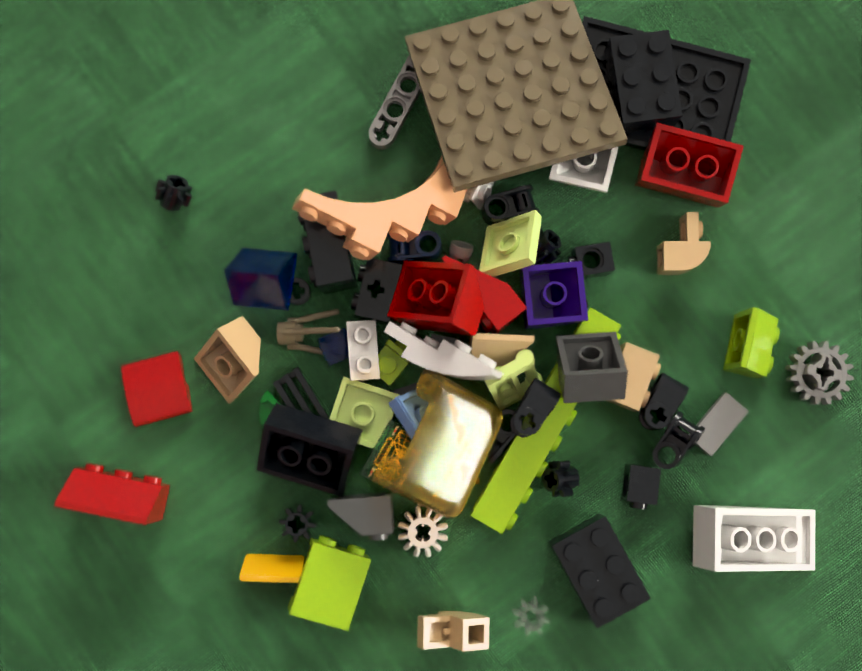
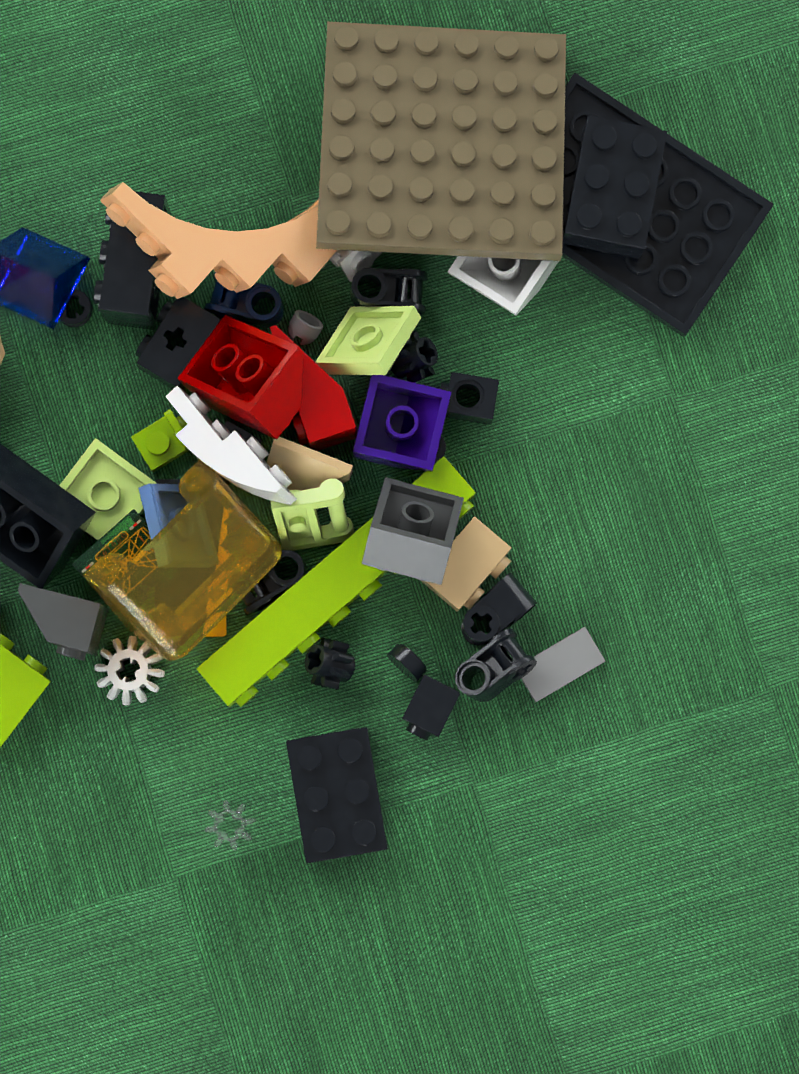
camera: 10 degrees right, 0 degrees up
(288, 379) = (23, 417): black tile -> none
(292, 332) = (49, 359): dark tan plant -> none
(334, 347) = (100, 398): clear blue plate -> none
(362, 350) = (131, 413): white hinge -> none
(395, 96) = (289, 94): light grey beam -> none
(453, 629) = (123, 807): tan brick -> none
(537, 405) = (328, 555): black piece -> none
(613, 459) = (407, 662): none -> black tile
(686, 254) = (594, 432): tan brick -> none
(689, 165) = (637, 315): red slope -> none
(751, 343) = (639, 575): lime slope -> none
(753, 538) = (553, 824): white slope -> none
(825, 361) = (731, 652): light grey gear -> none

